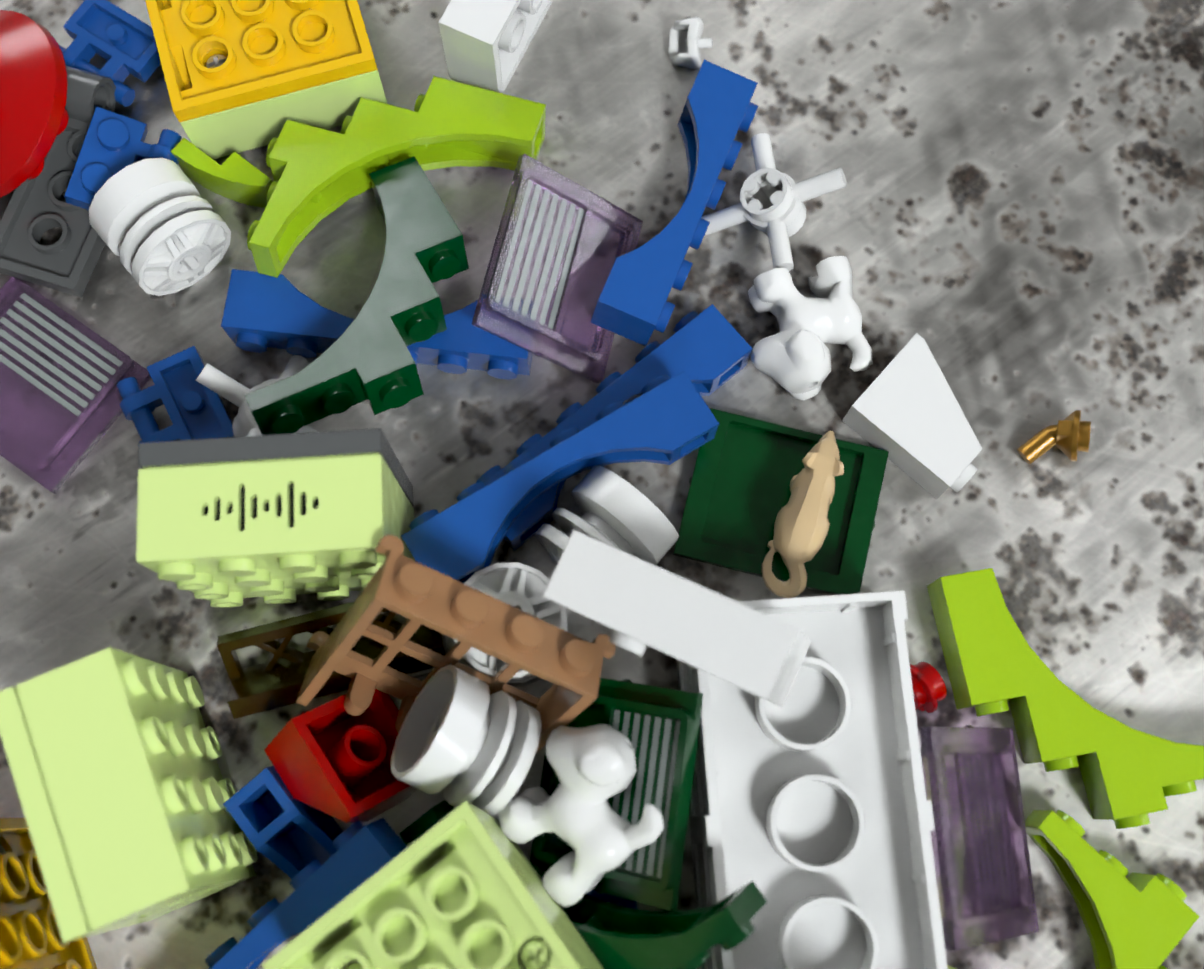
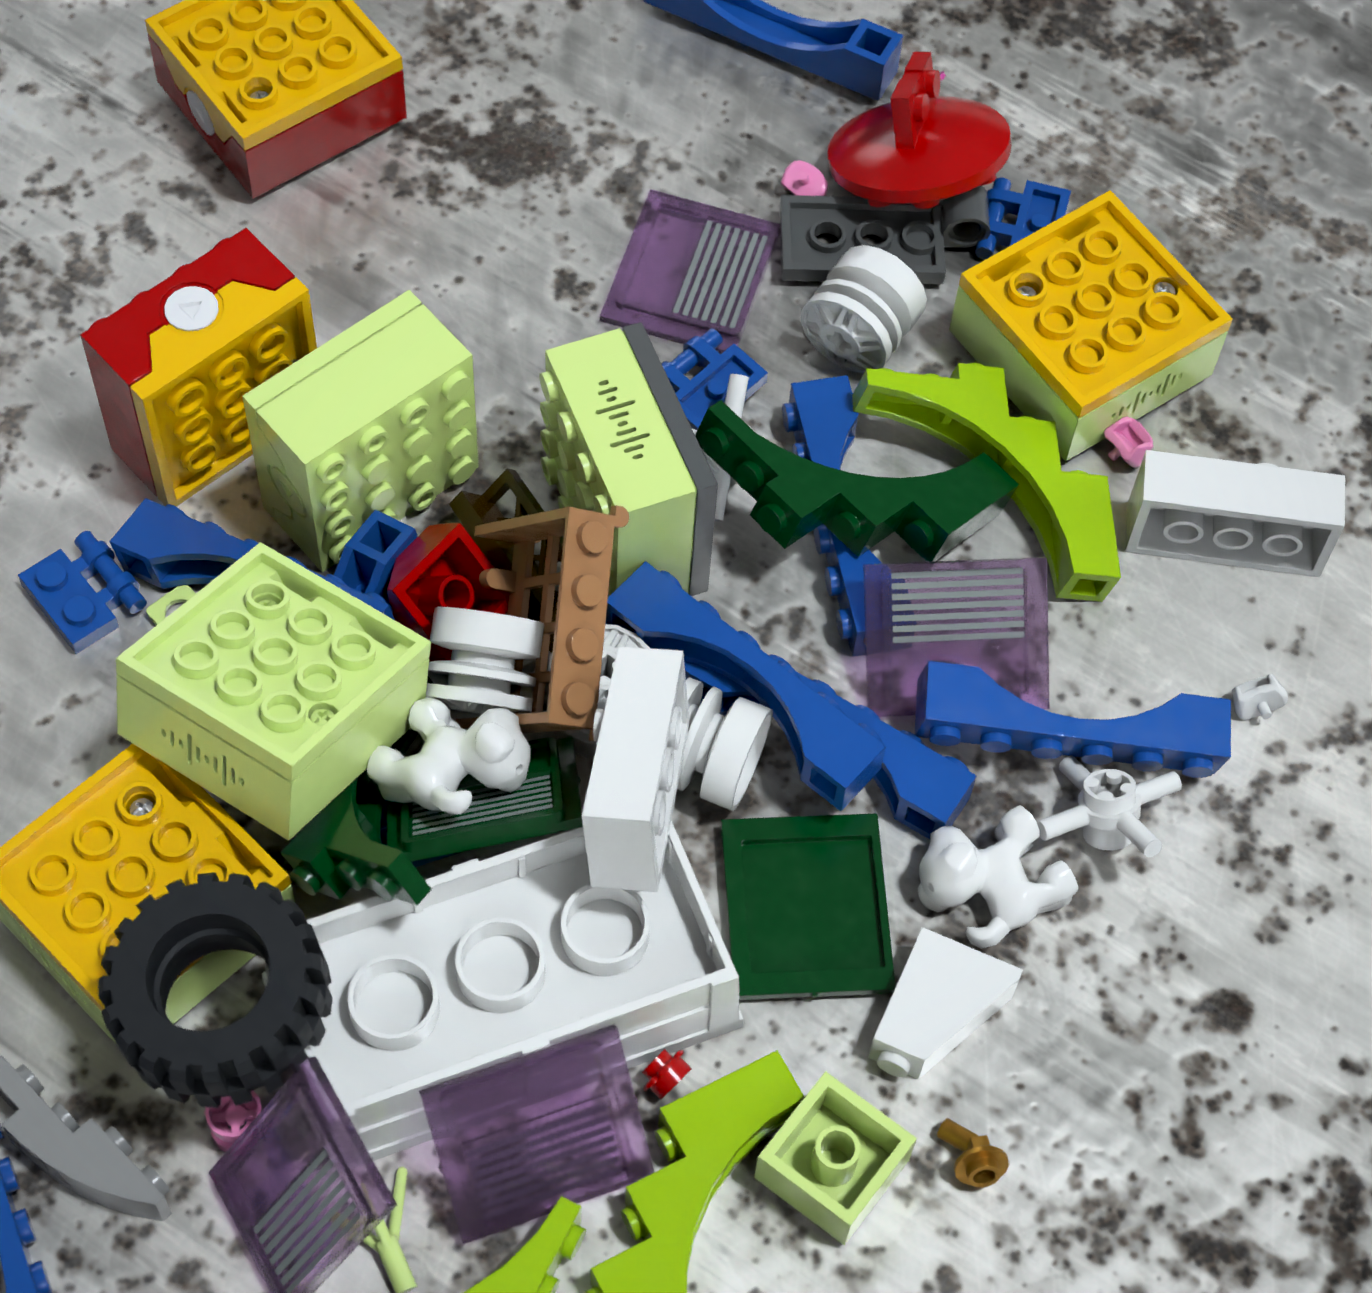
camera: 70 degrees right, 15 degrees down
(109, 147) = (925, 250): blue plate -> none
(233, 179) = (940, 350): lime slope -> none
(393, 46) = (1130, 441): none -> bright pink piece
(804, 519) = (789, 914): tan animal -> none
(1053, 560) = (834, 1157): none -> yellowish green brick

